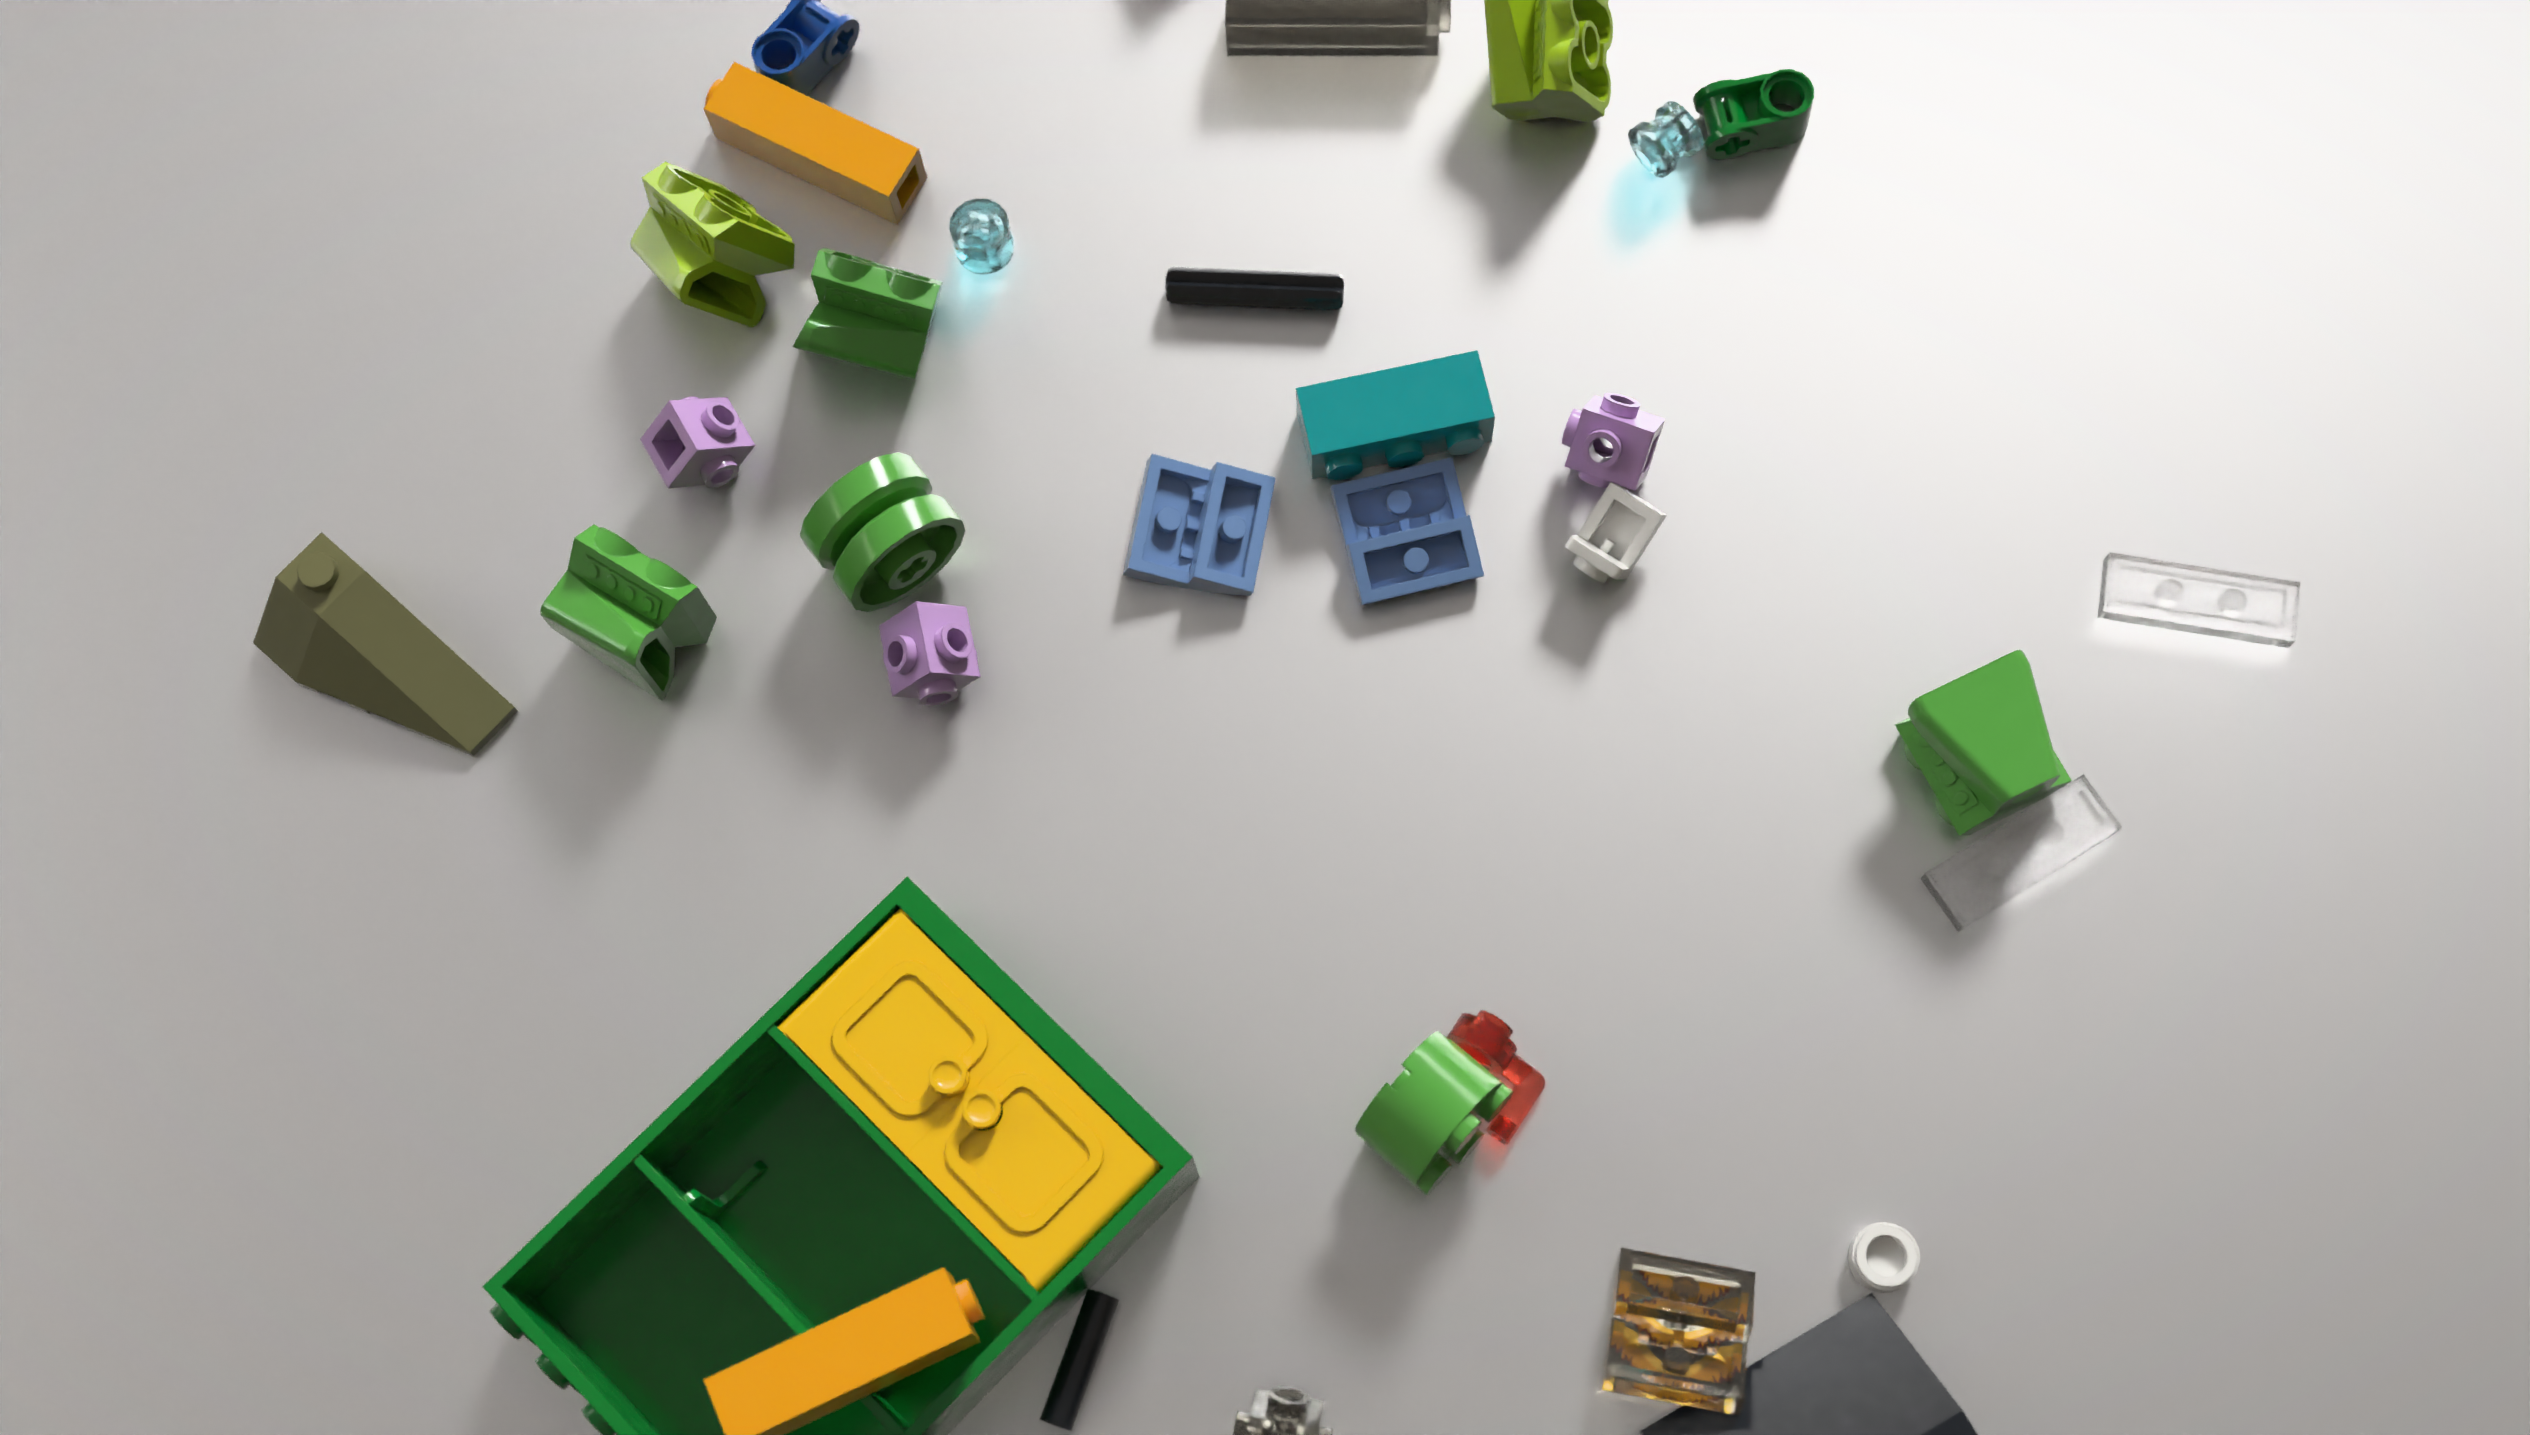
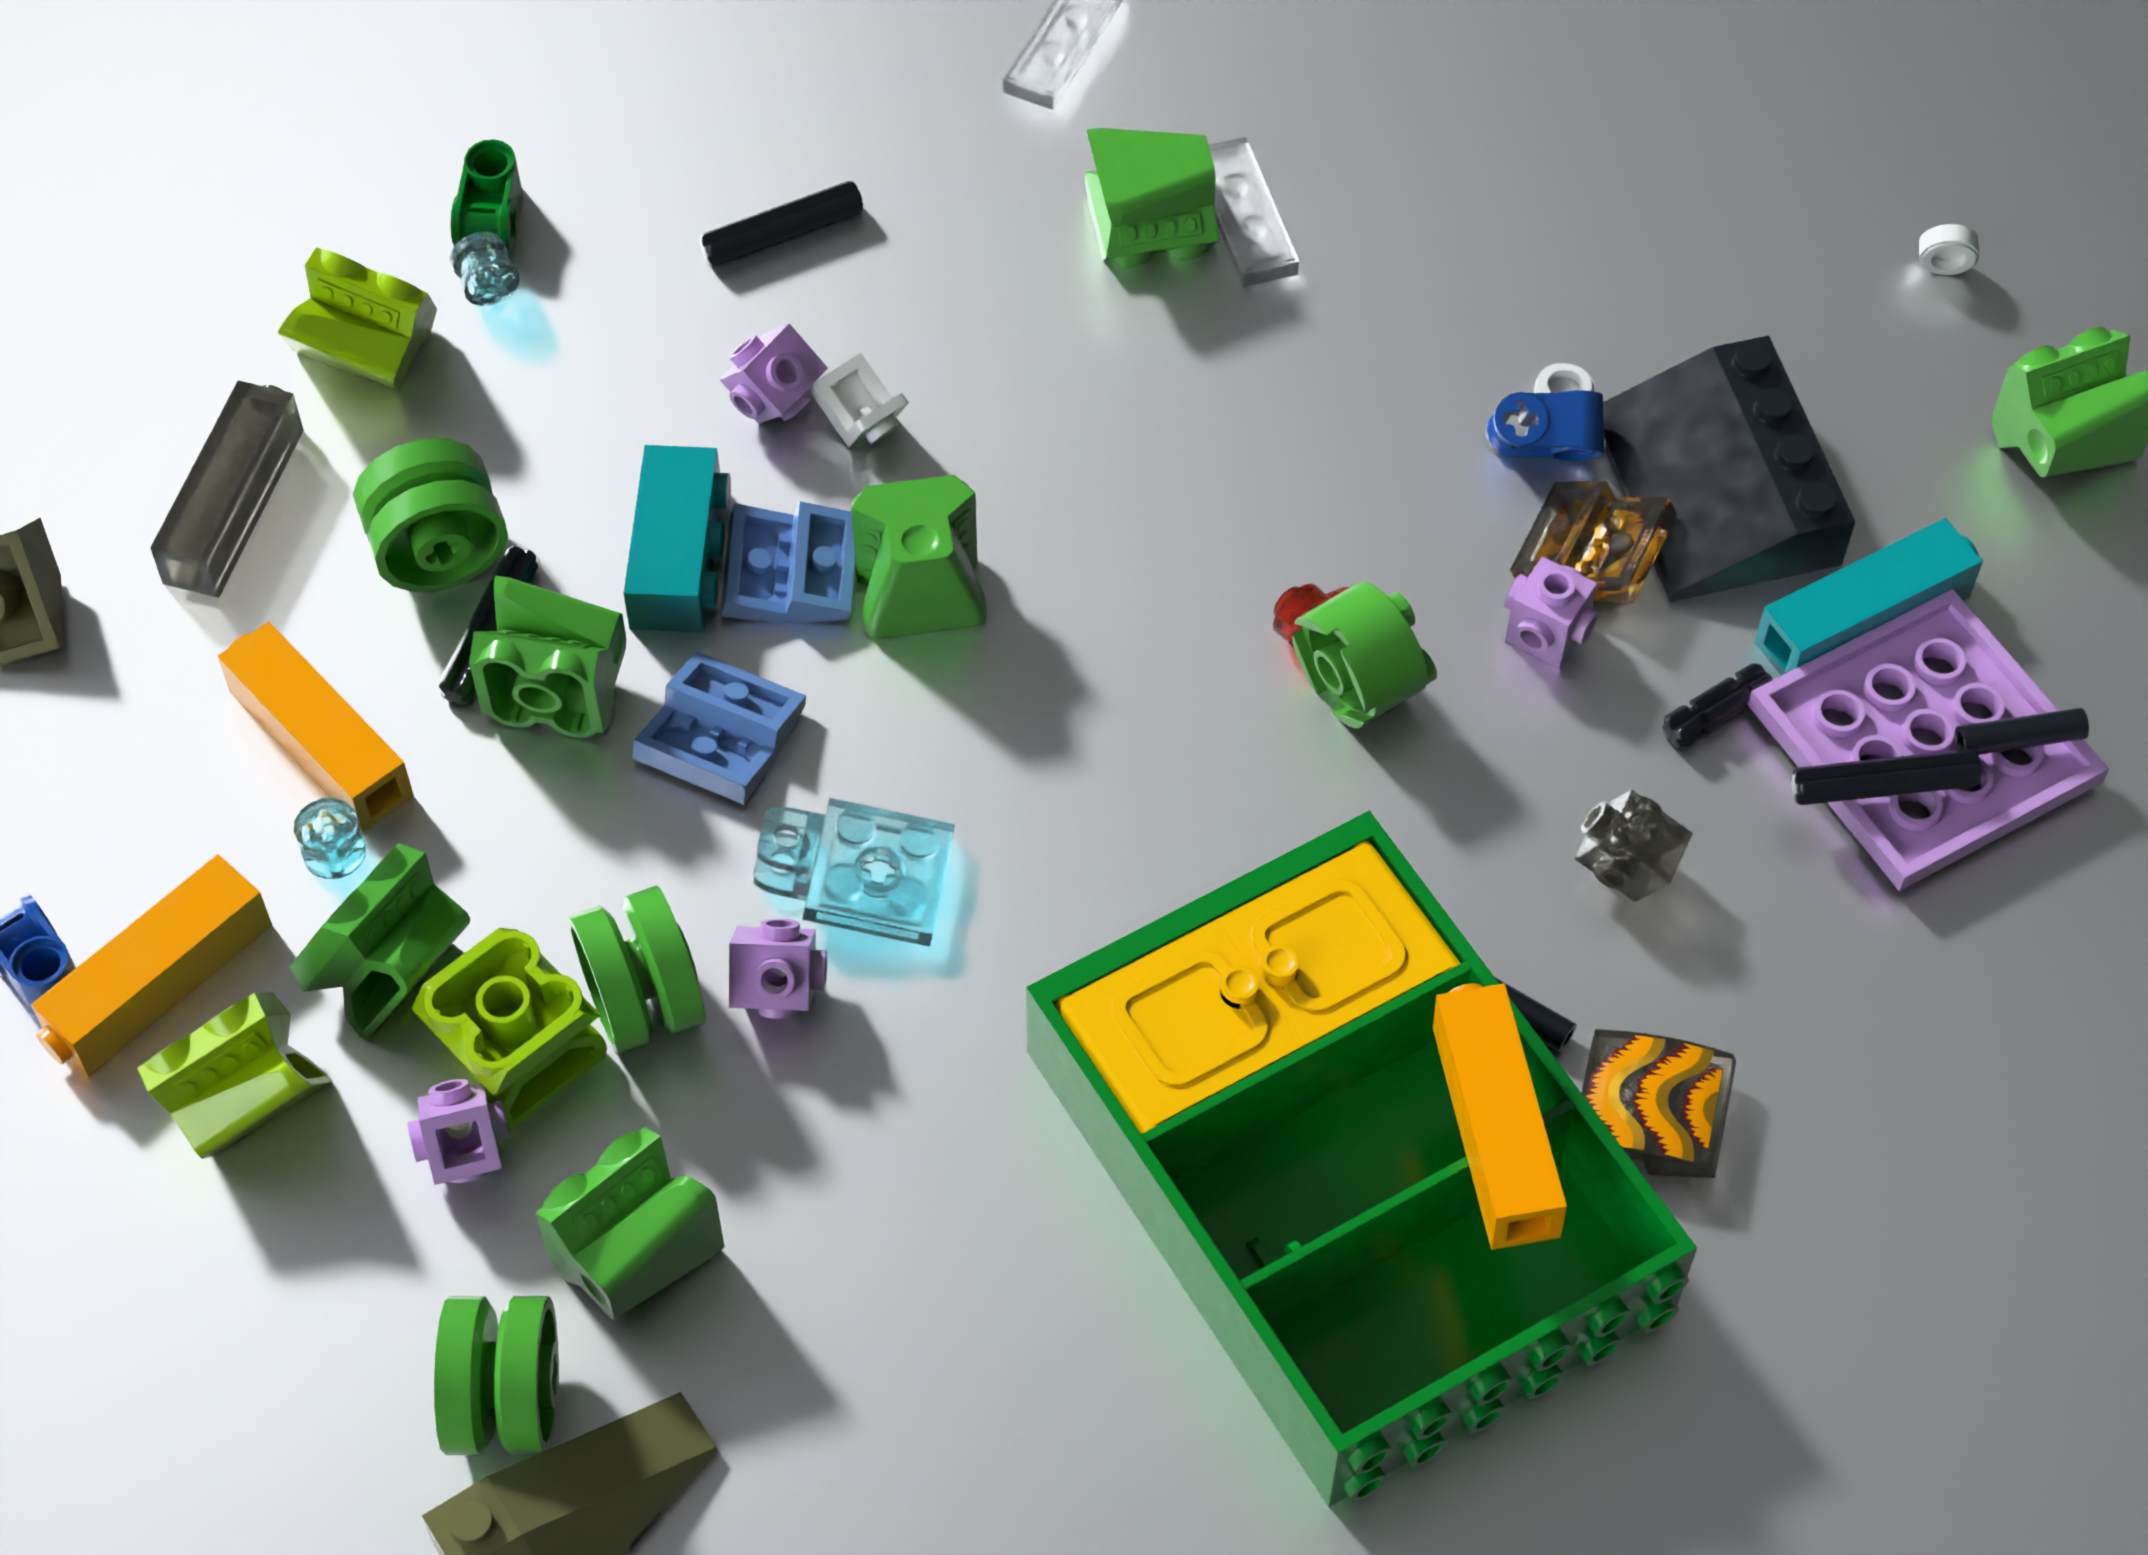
camera: 80 degrees left, 15 degrees down
(461, 548) = (496, 1375): none -> bright green wheel
(804, 436) = (512, 1021): none -> lime piece
(1066, 669) = (829, 871): none -> clear light blue plate
(1093, 180) = (315, 724): none -> light orange brick
(1203, 347) = (548, 660): none -> bright green piece
(1332, 189) = (430, 515): none -> bright green wheel
(1423, 645) = (918, 557): none -> bright green piece
(1551, 1326) = (1550, 611): none -> lavender brick
(1812, 1255) = (1558, 424): none -> blue piece
(1831, 394) = (781, 223): none -> black axle

